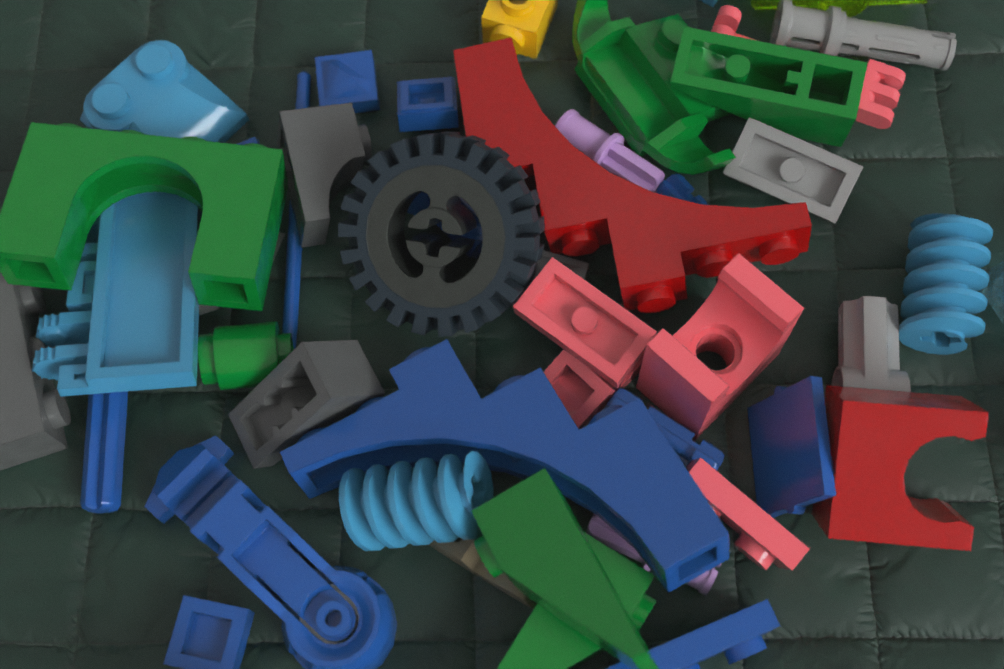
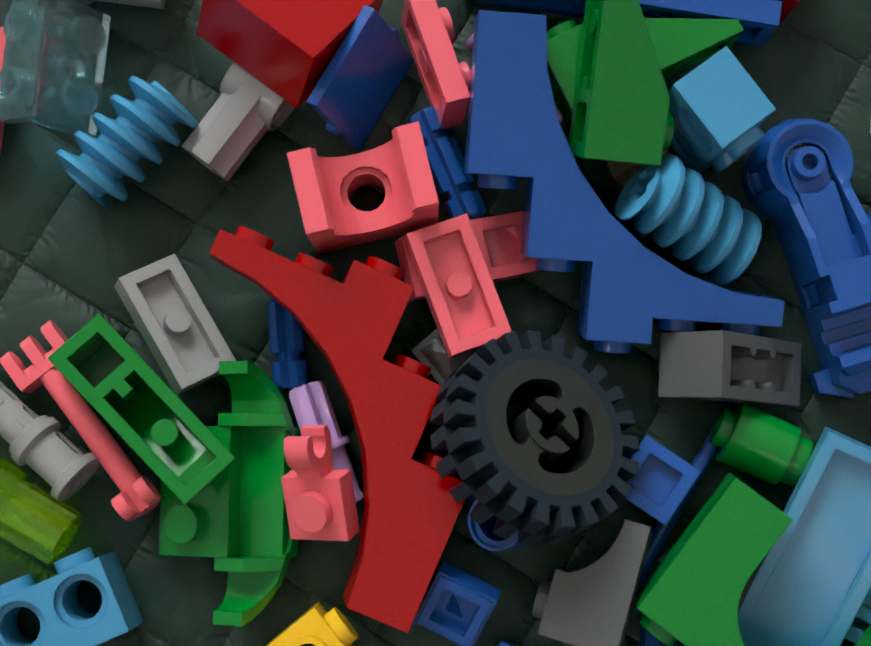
camera: 155 degrees left, 15 degrees up
(319, 281) = (660, 480): none -> blue plate
(449, 602) = (717, 113): none -> dark azure brick
(587, 104) = (316, 496): none -> coral plate

